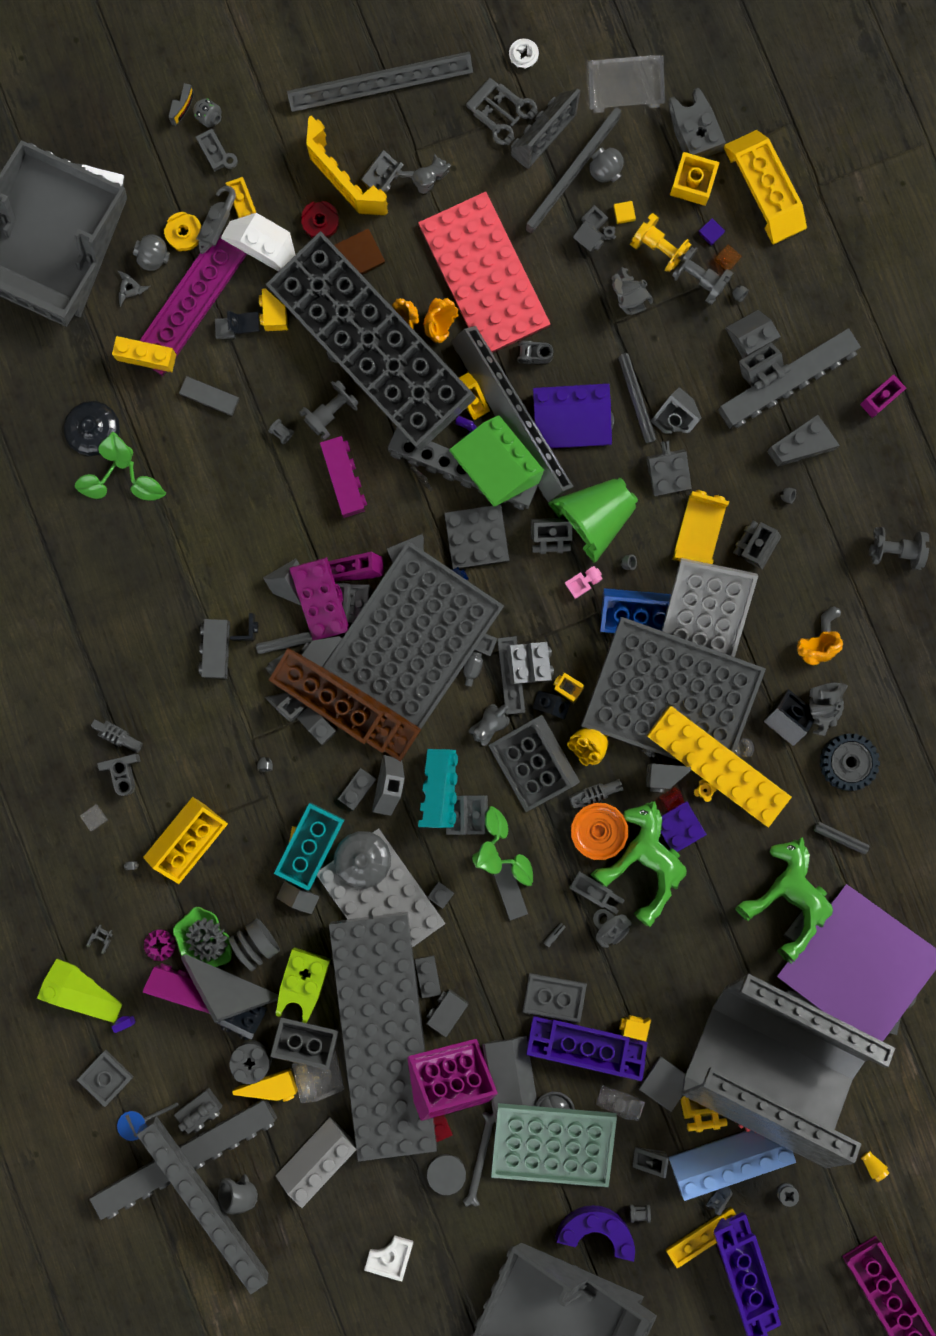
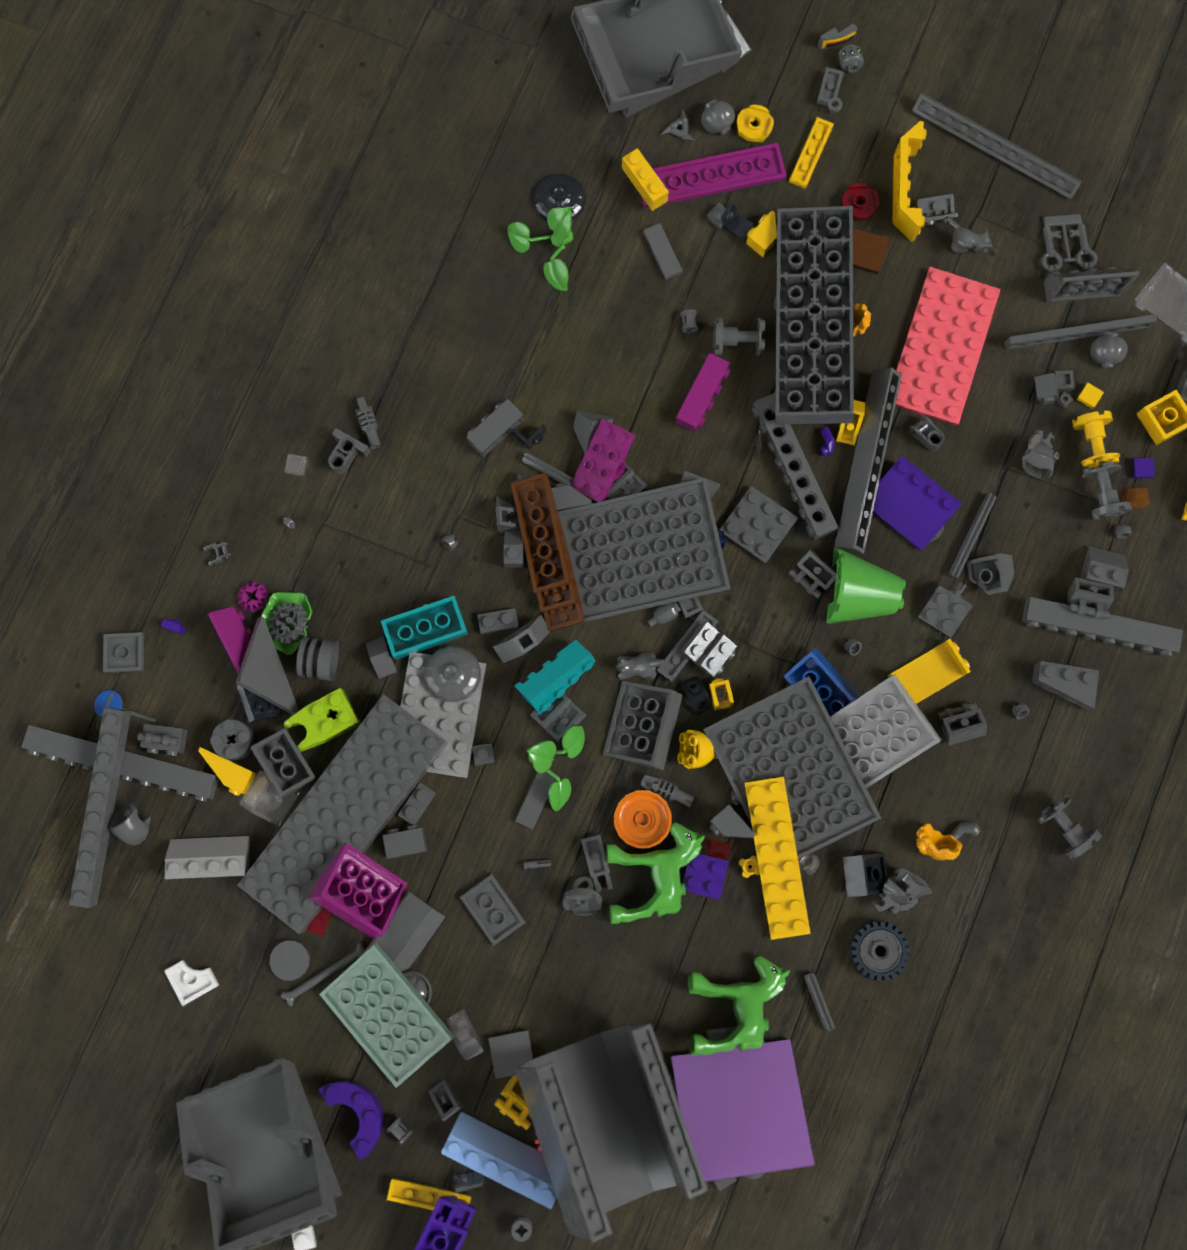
camera: 50 degrees right, 5 degrees down
(75, 991) = (163, 569): lime wedge -> none
(185, 840) = (342, 541): yellow slope -> none
(215, 220) = (785, 135): dark grey plate -> none
(261, 240) = (804, 176): white wedge -> none
(357, 567) = (651, 465): magenta slope -> none
(439, 319) = (880, 346): light orange hair -> none
(497, 461) = (825, 483): bright green slope -> none
(519, 47) = (1124, 212): white gear -> none
(579, 585) = (800, 629): bright pink plate -> none
(587, 1048) = (480, 969): dark purple slope -> none
(635, 1027) = (529, 989): yellow window -> none
(883, 396) = (1163, 704): magenta brick -> none

